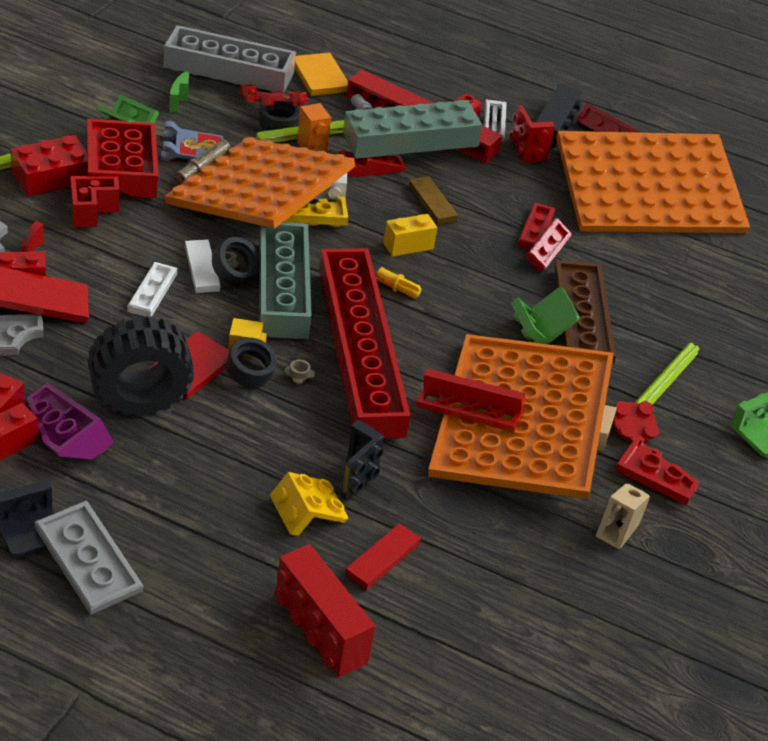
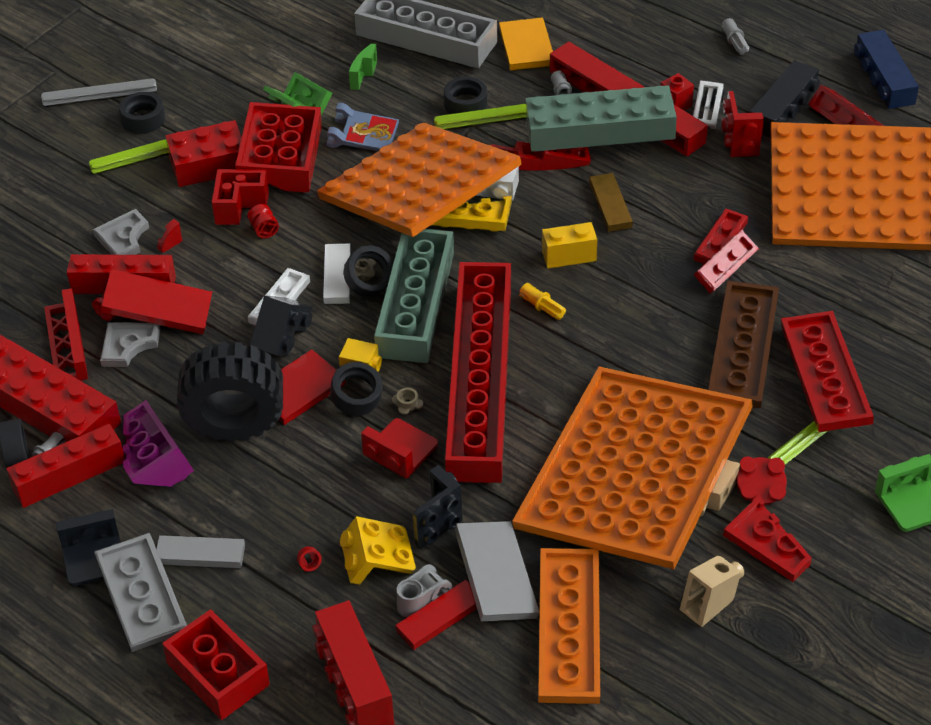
camera: 20 degrees right, 5 degrees up
(121, 222) = (263, 221): none -> red wheel
(139, 516) = (201, 551): none -> light grey tile
(167, 303) = (278, 322): none -> black brick
(185, 616) = (216, 664): none -> red brick
(205, 159) = (367, 150): dark tan pin -> none
(249, 512) = (314, 555): none -> red hinge
(250, 94) = (451, 75): red plant -> none
(303, 411) = (398, 446): none -> red bracket
(314, 127) = (494, 116): orange brick -> none
(361, 536) = (420, 590): none -> light grey piece
(426, 514) = (496, 571): none -> light grey tile
(473, 396) = (581, 442): red fence -> none
(499, 67) = (735, 36): none -> light grey axle
(506, 557) = (569, 626): none -> orange plate
(547, 318) = (692, 355): bright green bracket -> none
(633, 92) = (886, 69): none -> dark blue brick
(663, 329) = (826, 371): none -> red plate

